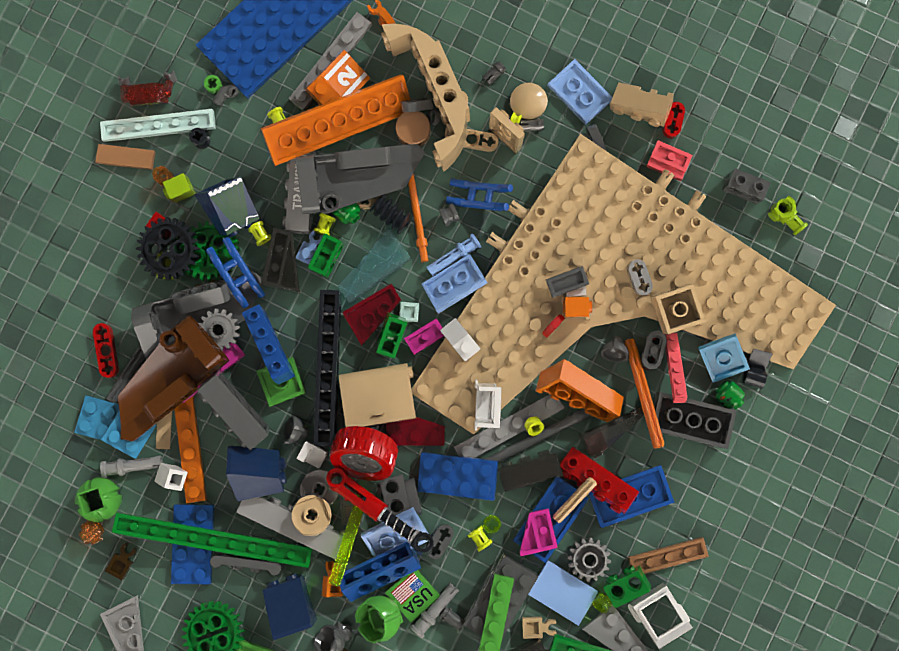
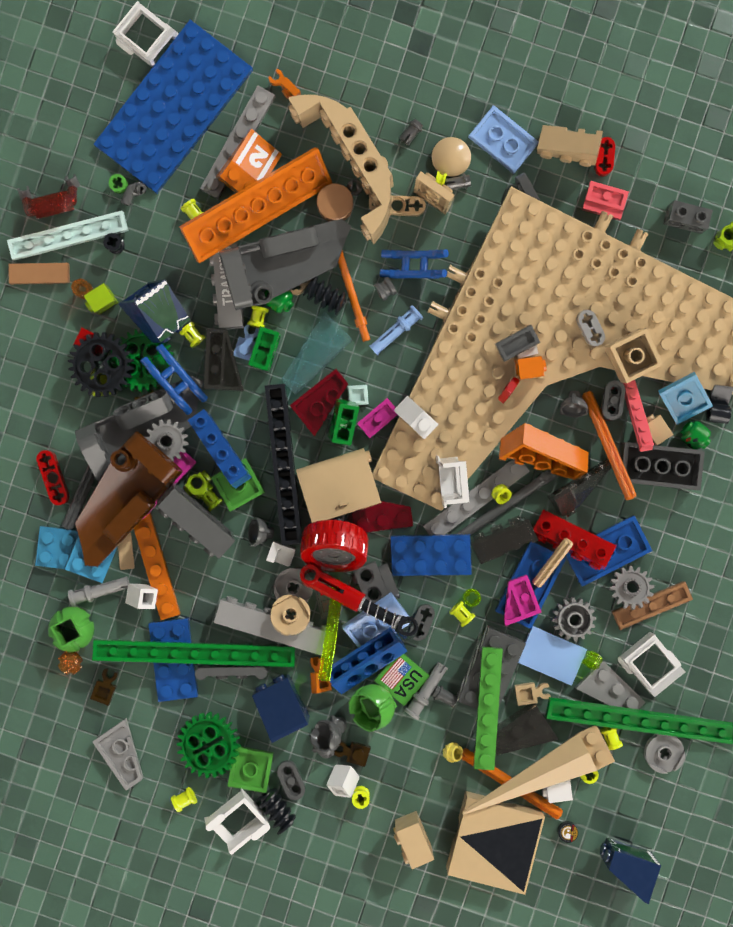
camera: 10 degrees left, 5 degrees up
(247, 384) = (204, 491): none -> lime connector
(255, 472) = (227, 579): dark blue slope -> none
(417, 104) = (336, 177): dark grey beam -> none
(454, 283) = (400, 359): light blue tile -> none
(630, 590) = (618, 644): green brick -> none
(659, 532) = (636, 578): none -> light grey gear
(694, 384) = (658, 429): none -> tan brick

